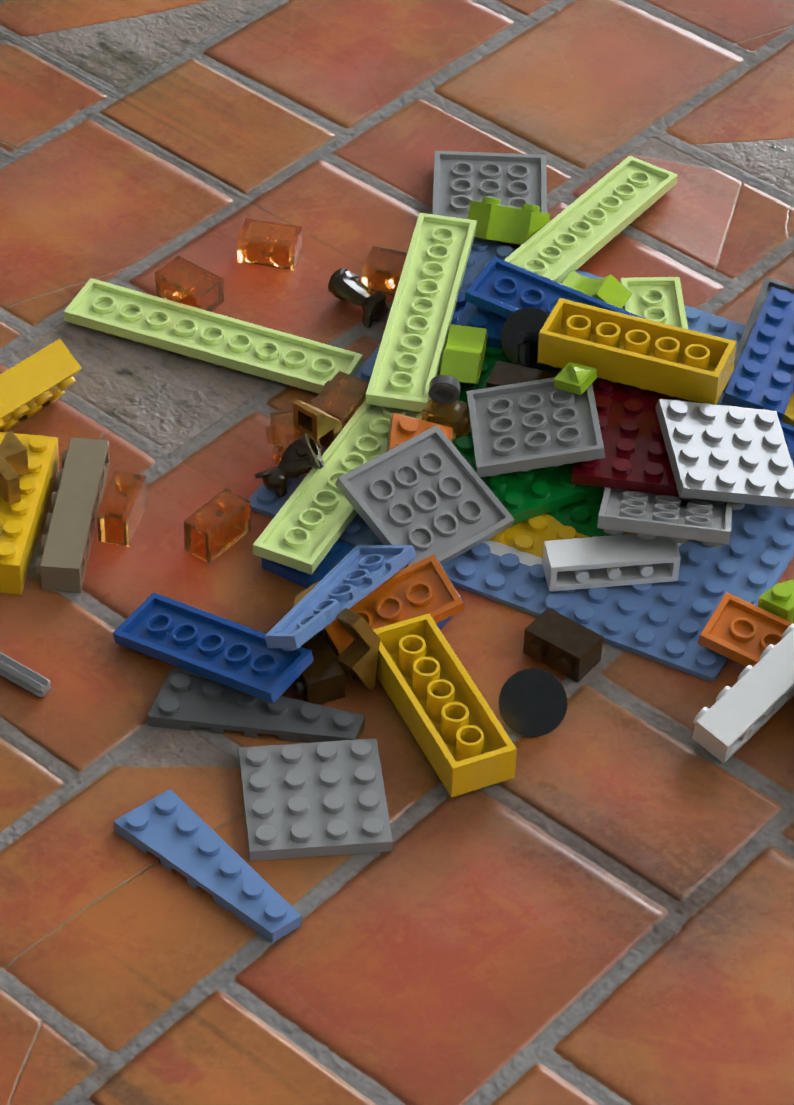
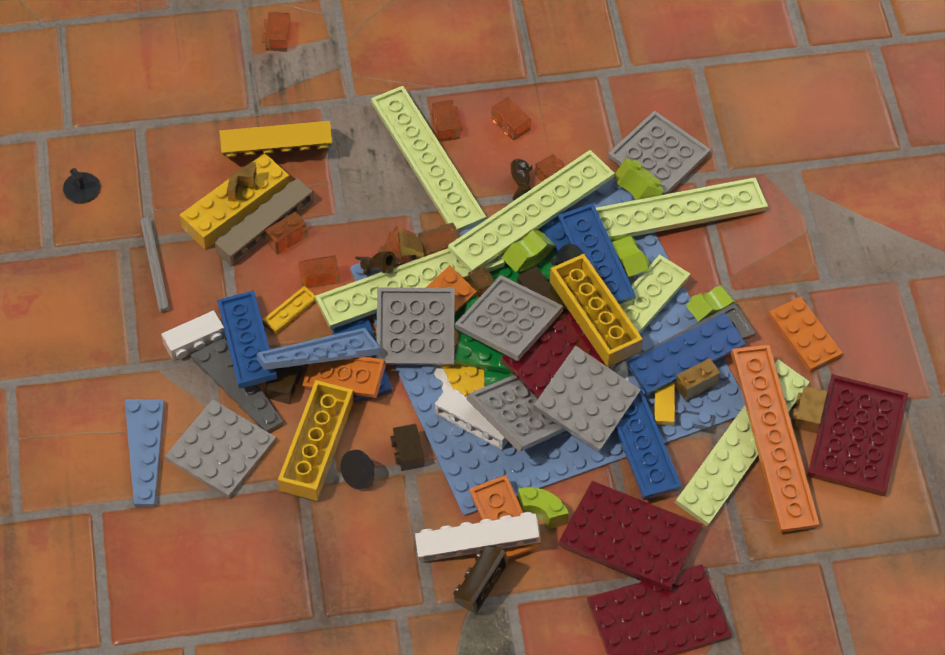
camera: 40 degrees right, 15 degrees up
(127, 691) = (193, 335): none -> white brick
(223, 585) = (289, 310): none -> yellow tile
(362, 653) = (303, 389): pearl gold slope -> none
(444, 389) = (484, 268): dark grey tile -> none
(575, 378) = (548, 305): lime tile -> none
(736, 294) = (710, 303): none -> lime brick

